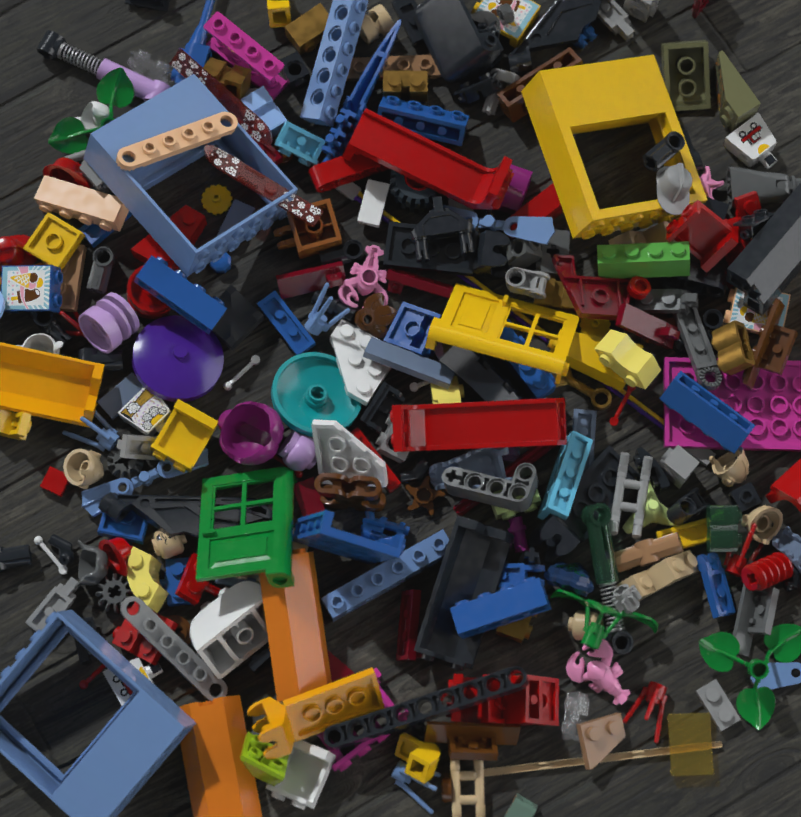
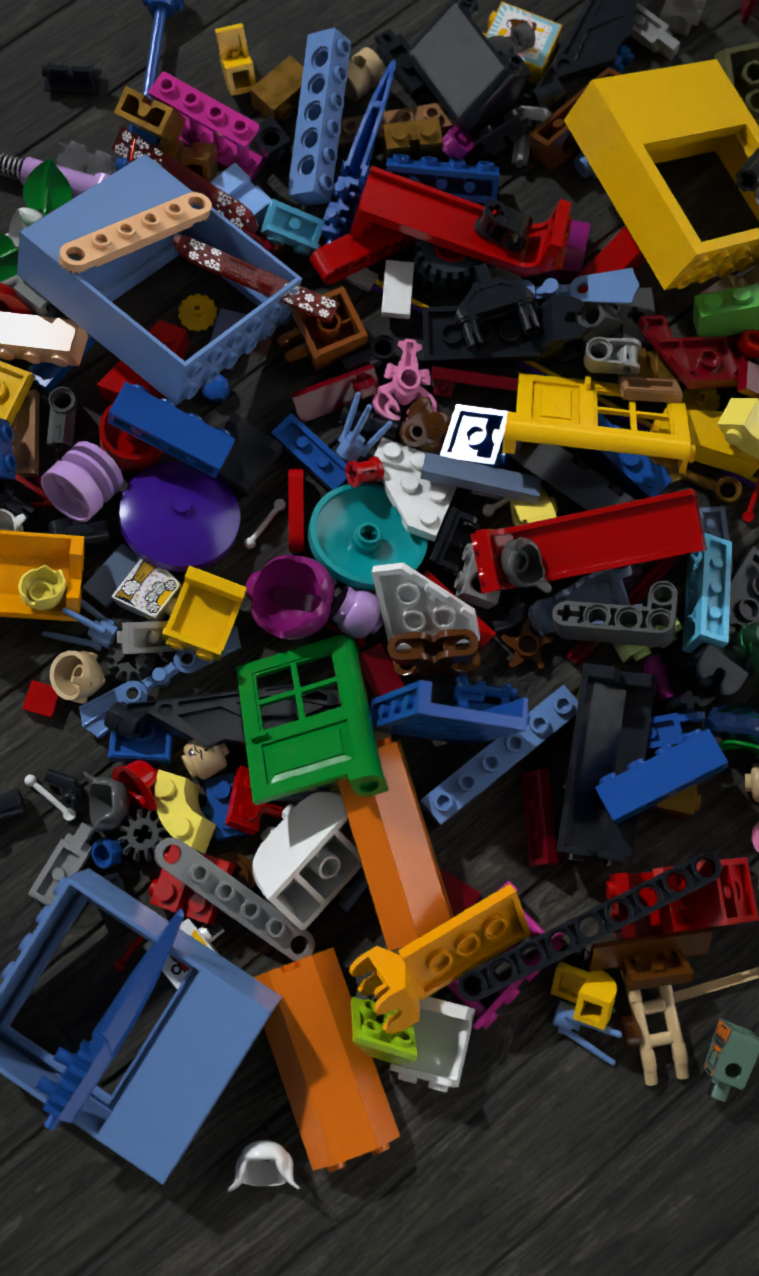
camera: 15 degrees left, 0 degrees up
(57, 740) = (94, 1057): none -> blue piece
(68, 399) = (42, 588): none -> light yellow hair
(86, 602) = (106, 853): none -> blue tile
(201, 43) = (150, 115): none -> pearl gold brick
(266, 366) = (296, 509): none -> red beam
(322, 344) = (372, 464): none -> red bush
(426, 435) = (523, 564): none -> dark grey hair
(440, 92) = (458, 142): none -> magenta plate
(462, 168) = (507, 226): none -> black piece
(551, 312) = (650, 389): none -> medium nougat tile

